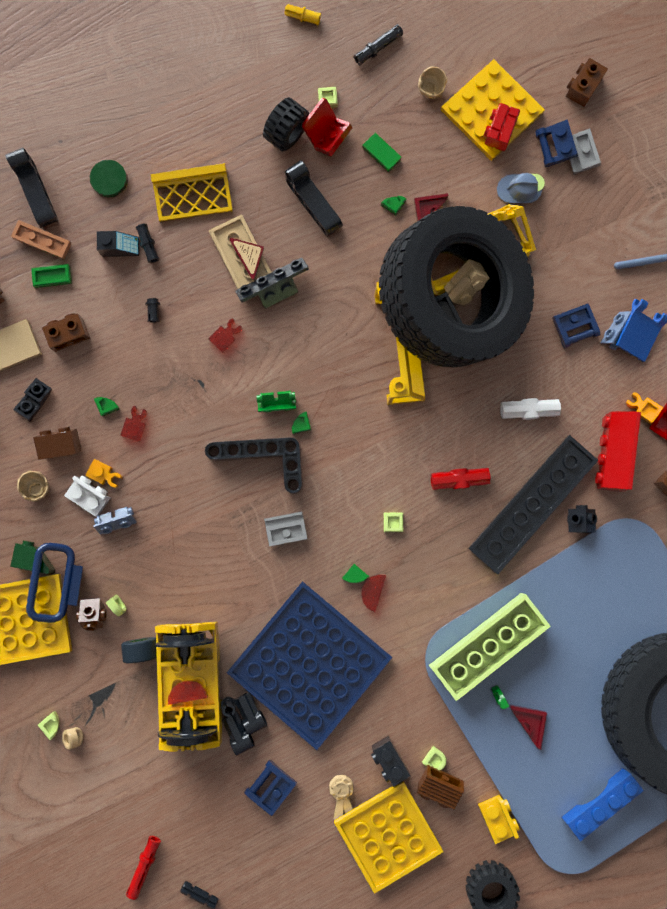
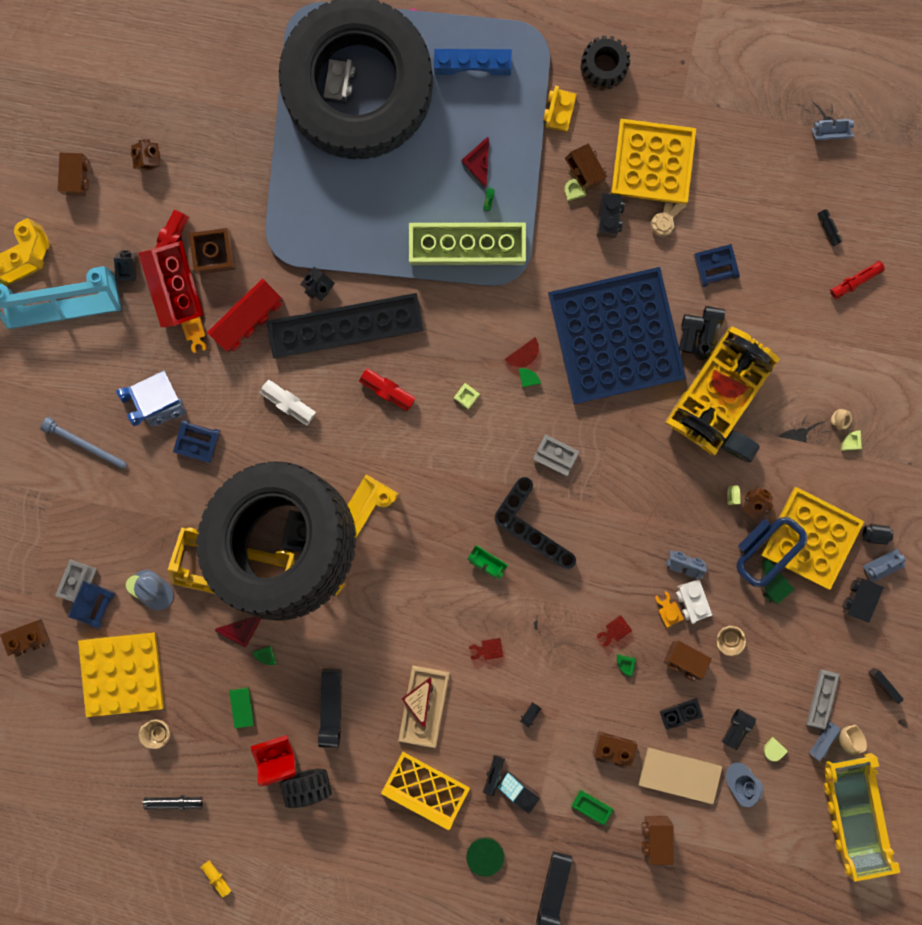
camera: 140 degrees left, 5 degrees up
(41, 240) = (578, 844): nougat plate -> none
(275, 285) = (416, 660): black bracket -> none
(301, 424) = (480, 530): green tile -> none
(330, 94) = (250, 789): yellowish green tile -> none
(466, 282) = (261, 541): tan brick -> none
(502, 126) = (128, 651): red brick -> none

